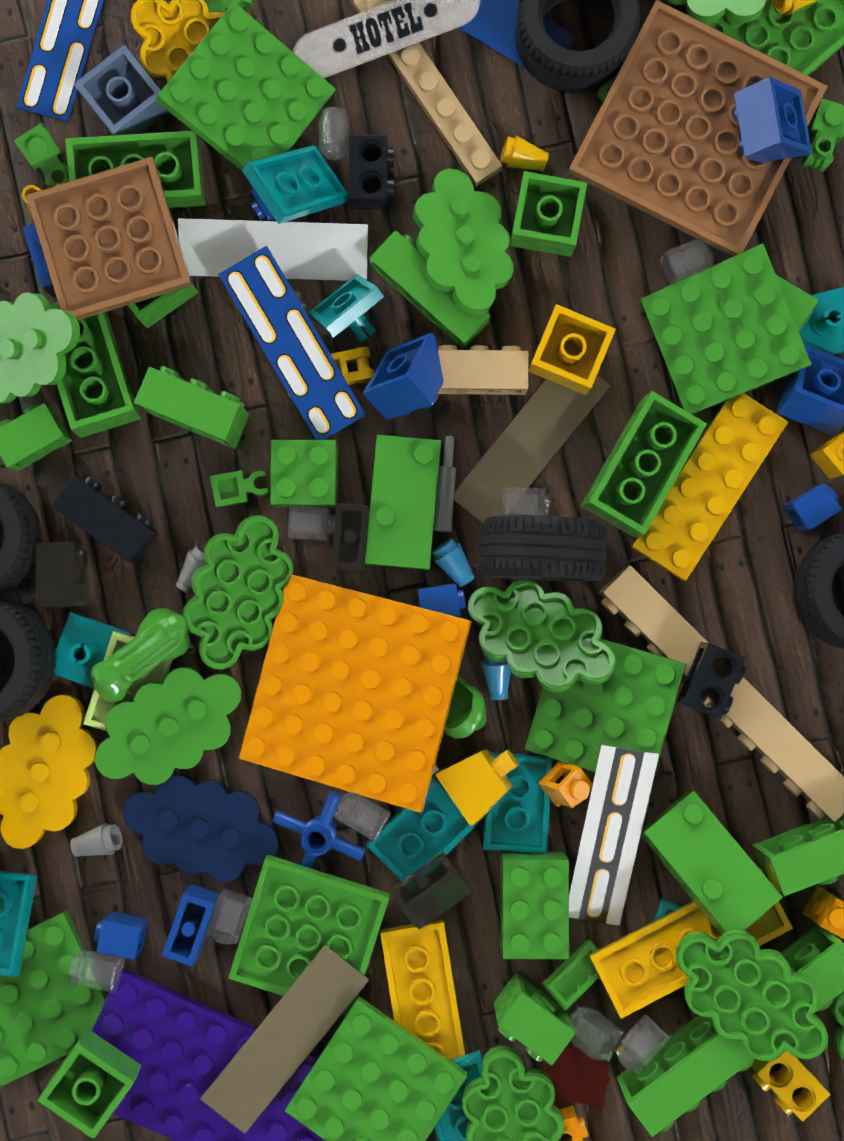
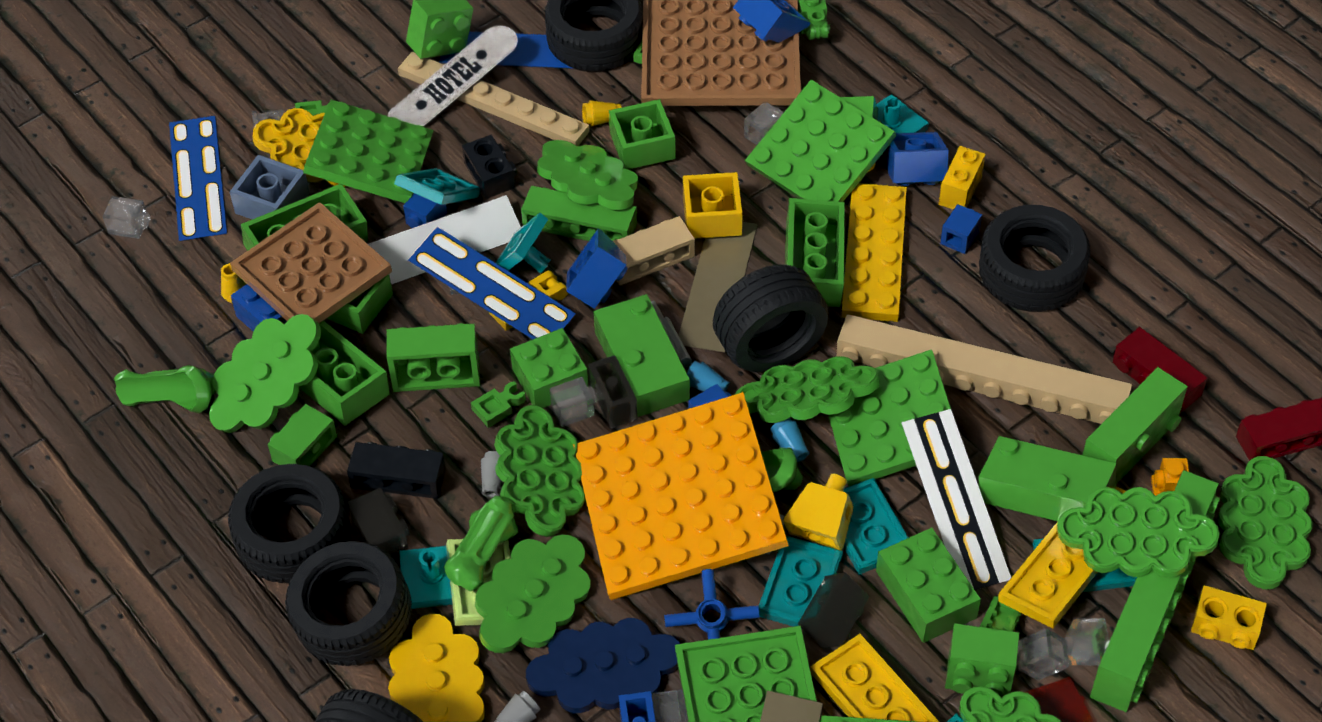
camera: 25 degrees left, 35 degrees down
(42, 153) = (217, 248): bright green brick -> none
(334, 133) = (447, 154): clear brick -> none
(361, 815) = (739, 581): clear brick -> none
(571, 790) = (896, 483): light orange brick -> none
(703, 676) = (959, 352): black brick -> none

